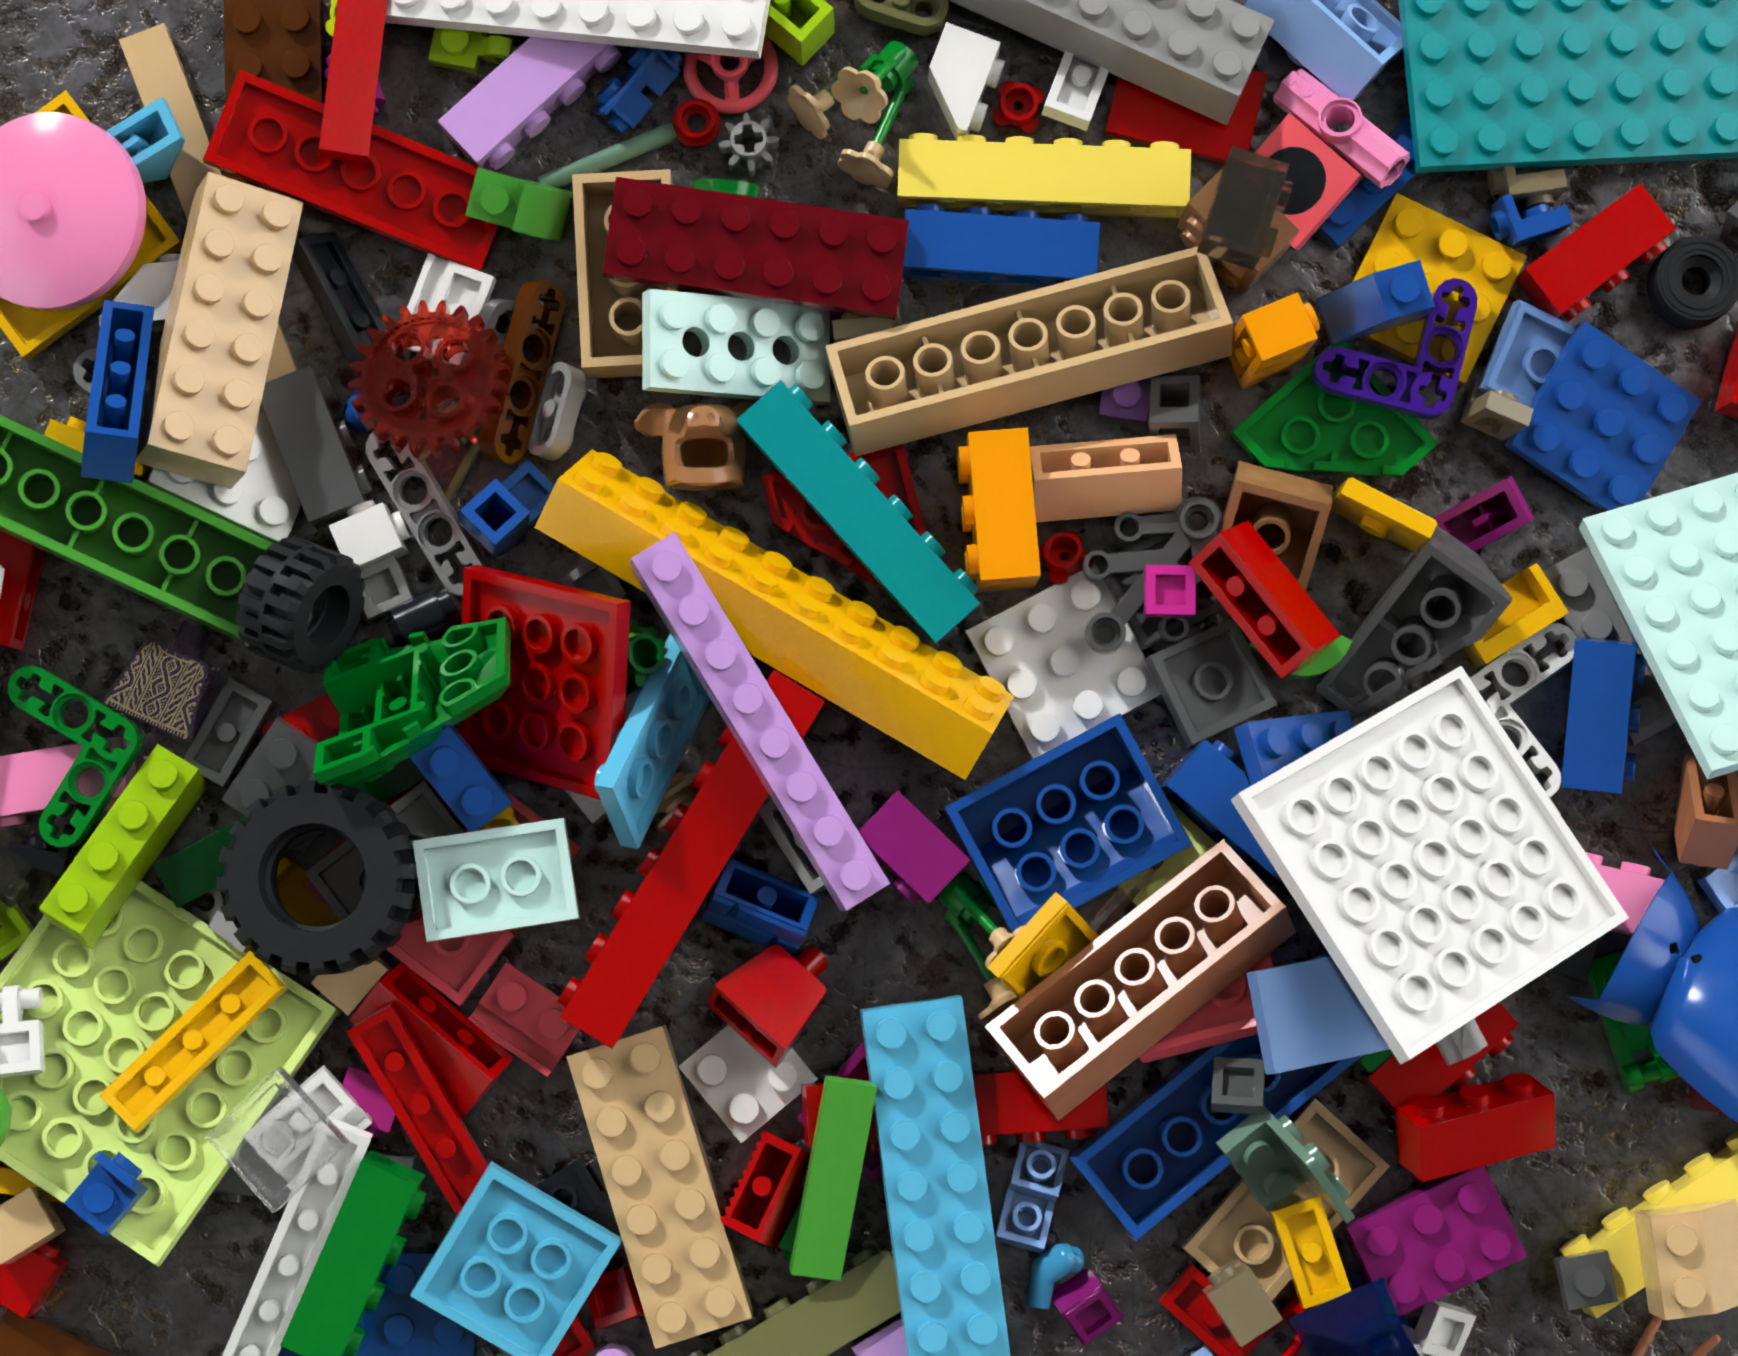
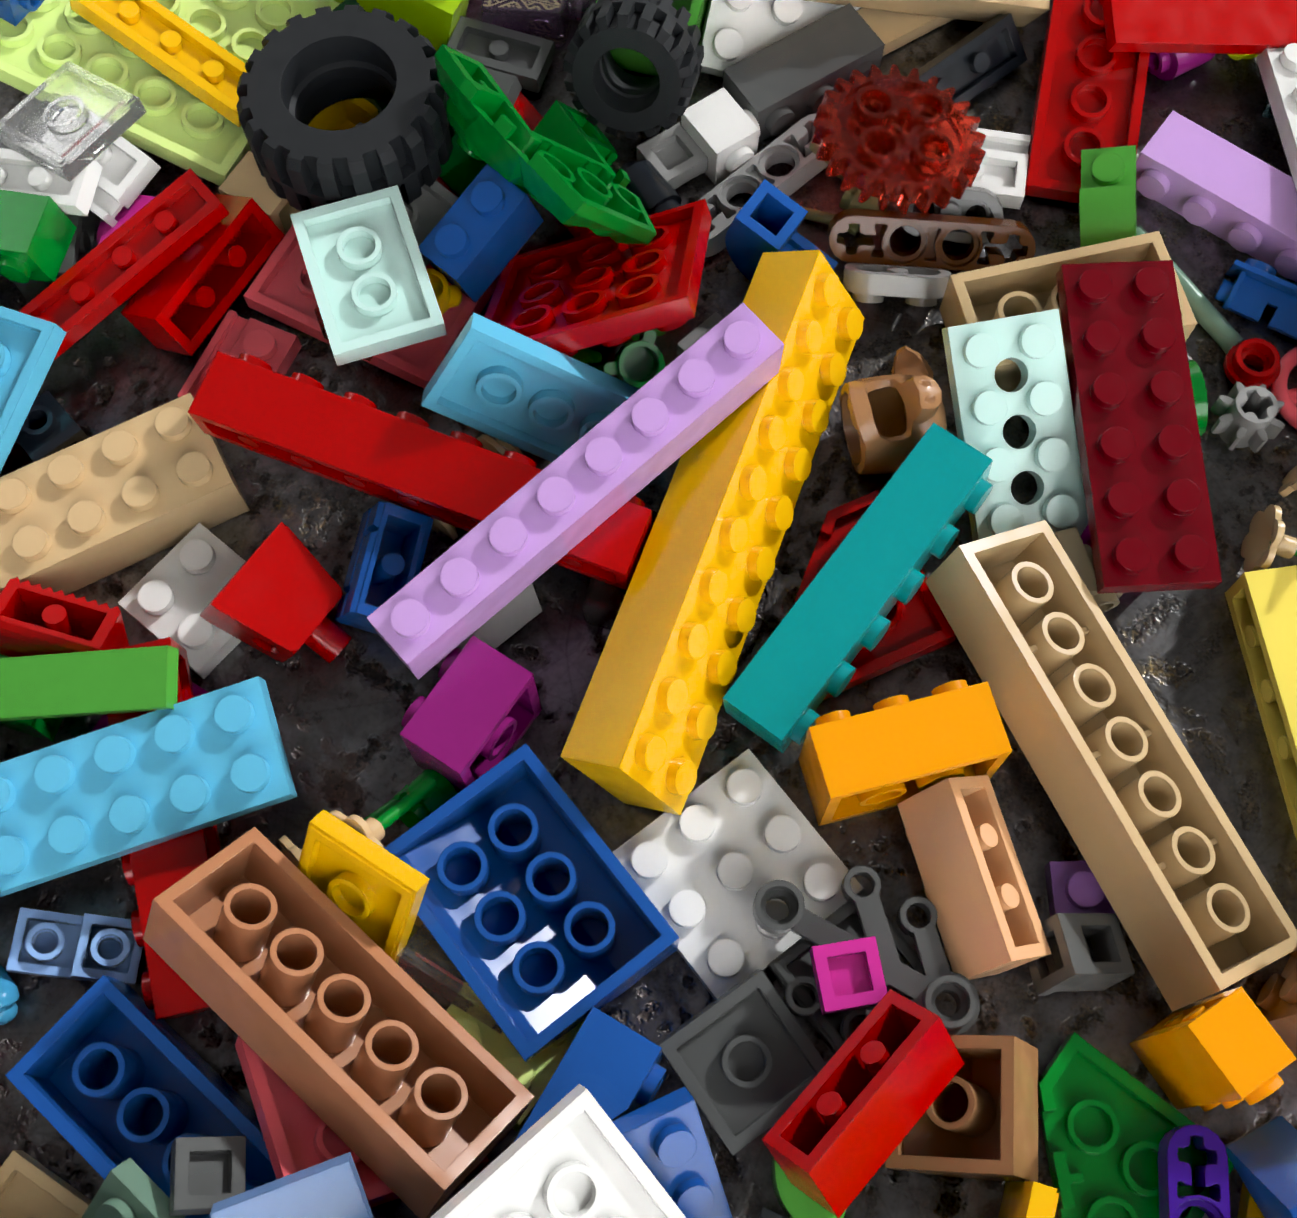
camera: 85 degrees right, 15 degrees down
(466, 49) = (1255, 133): lime plate -> none
(997, 247) = (1217, 701): blue brick -> none
(1063, 544) = (872, 839): red plate -> none

